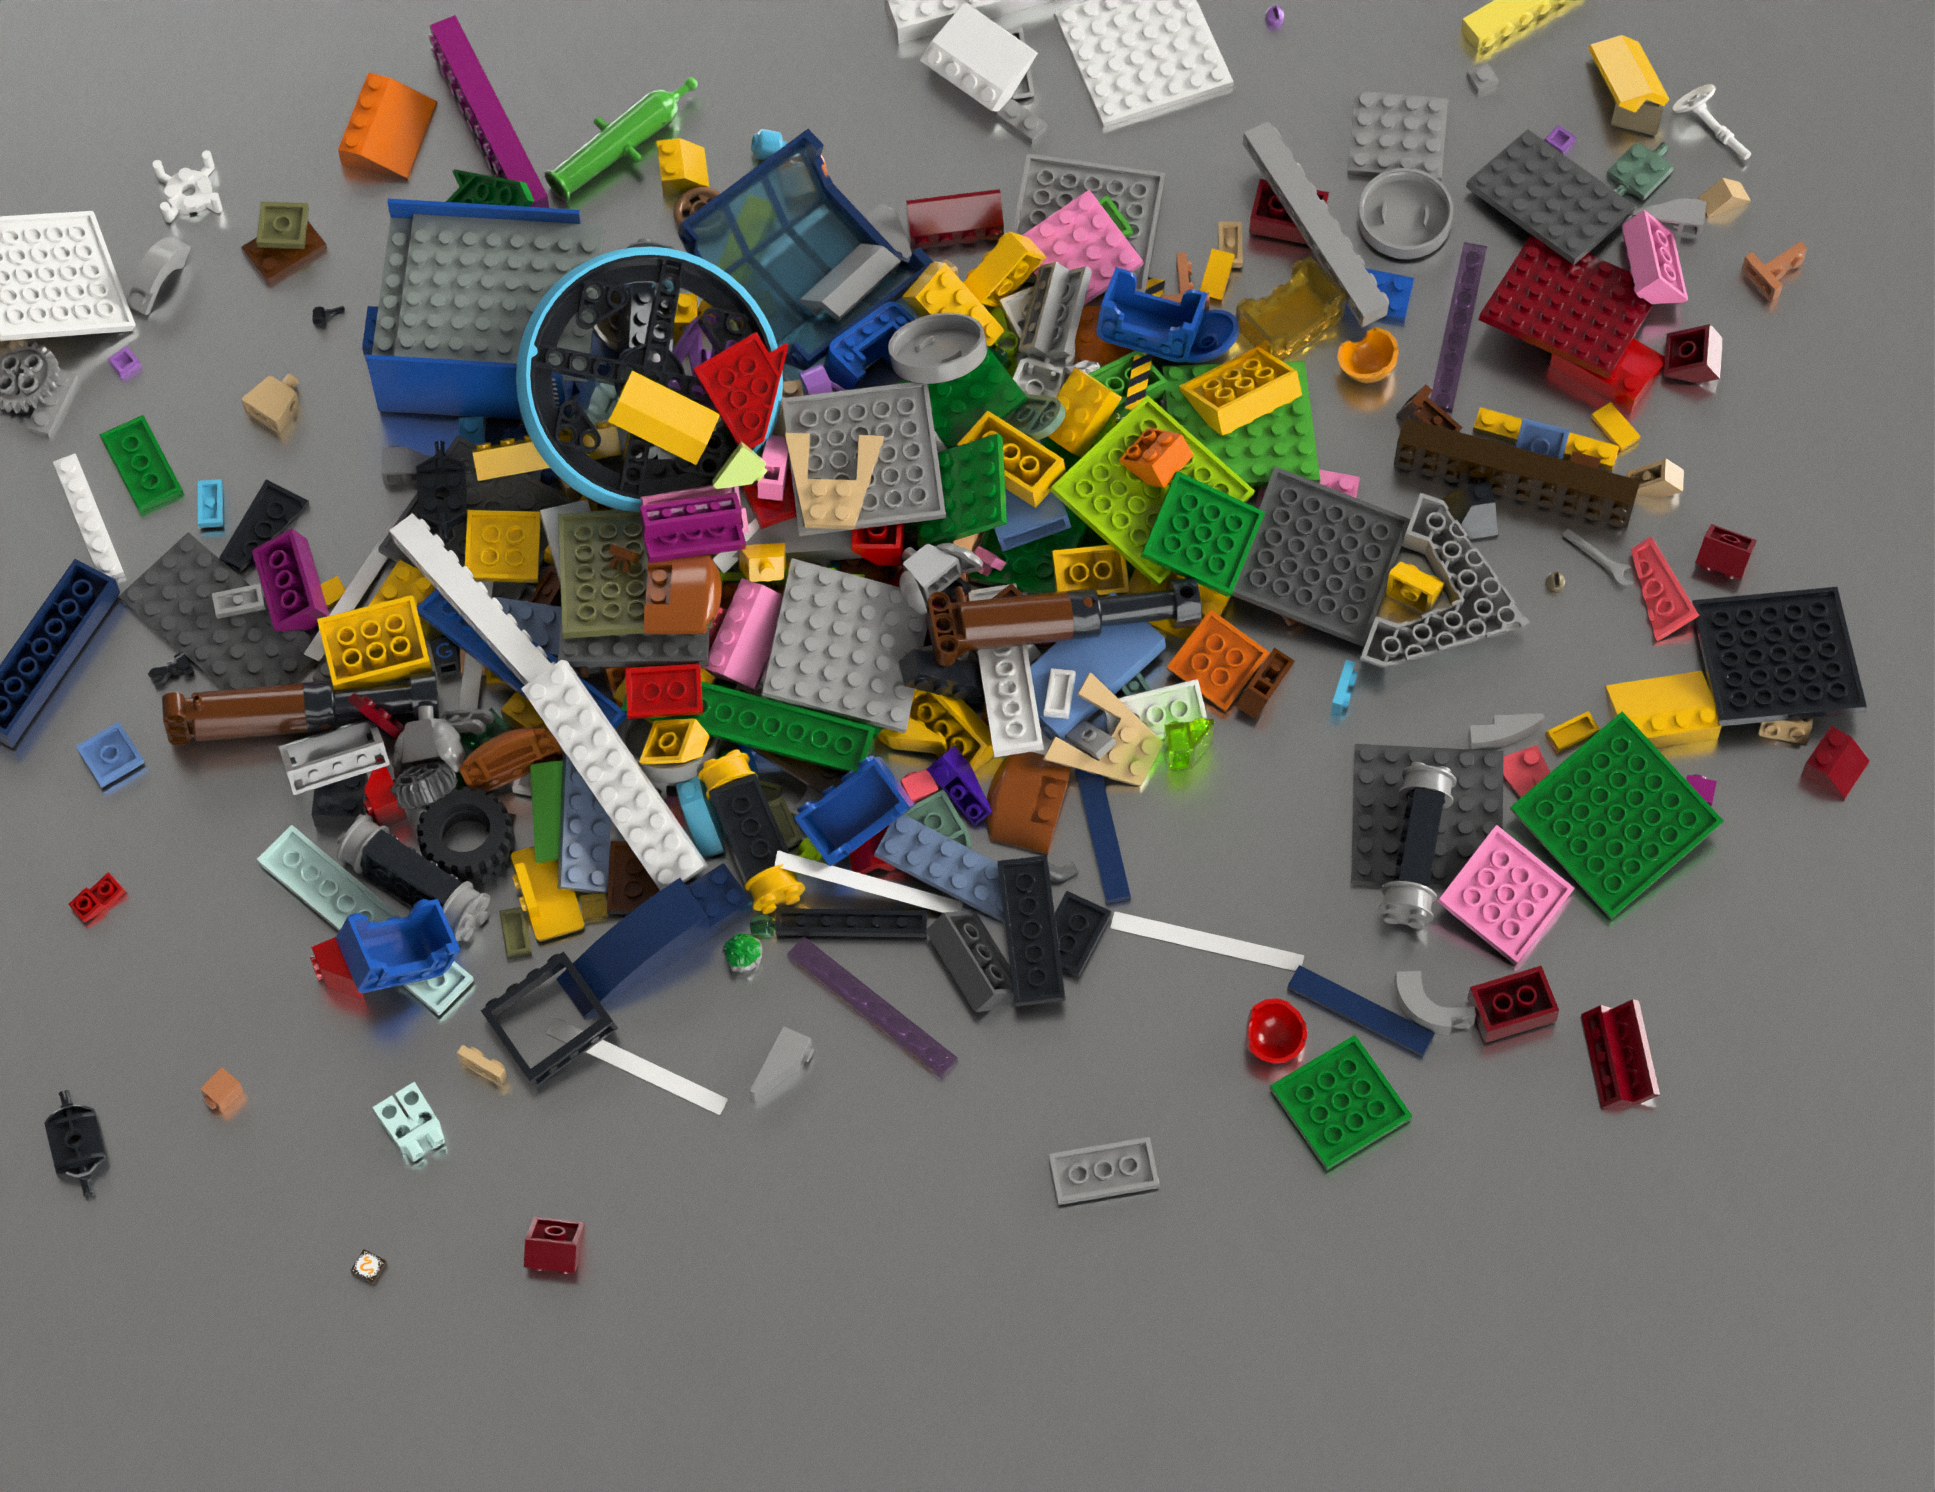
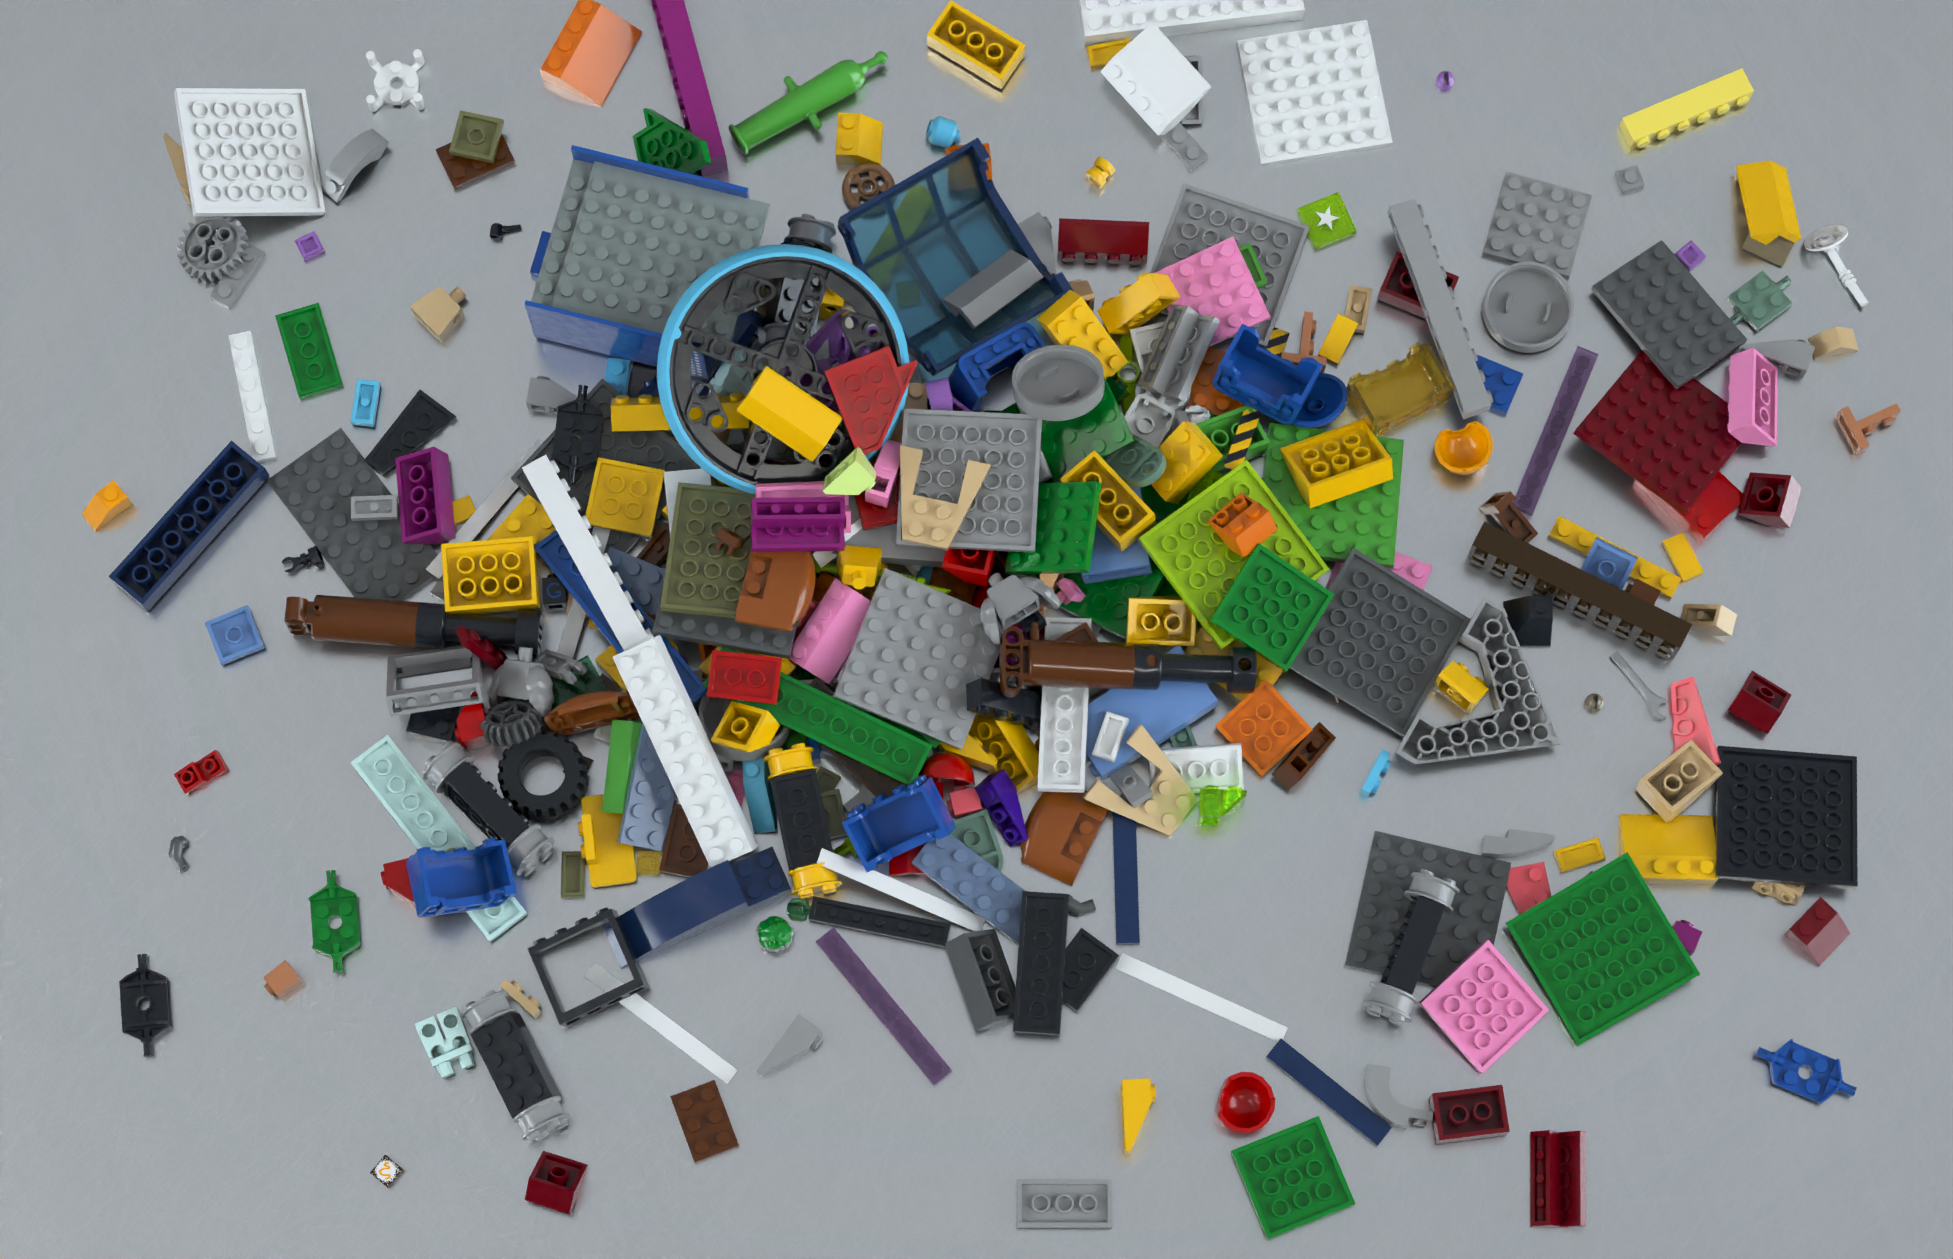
camera: 10 degrees right, 10 degrees up
(83, 984) = (175, 852): none -> dark grey arm
(265, 1003) = (330, 903): none -> green plate
(489, 1130) = (515, 1065): none -> black brick
(702, 1156) = (704, 1121): none -> reddish brown plate
(786, 56) = (975, 44): none -> yellow brick
(899, 754) = (950, 767): none -> red cylinder
(915, 47) = (1102, 53): none -> yellow tile
(937, 159) = (1099, 172): none -> yellow wheel
(1158, 1049) = (1135, 1105): none -> yellow slope
(1182, 166) = (1327, 220): none -> clear neon green tile
(1658, 640) = (1678, 781): none -> tan slope
(1874, 902) = (1824, 1077): none -> blue plate

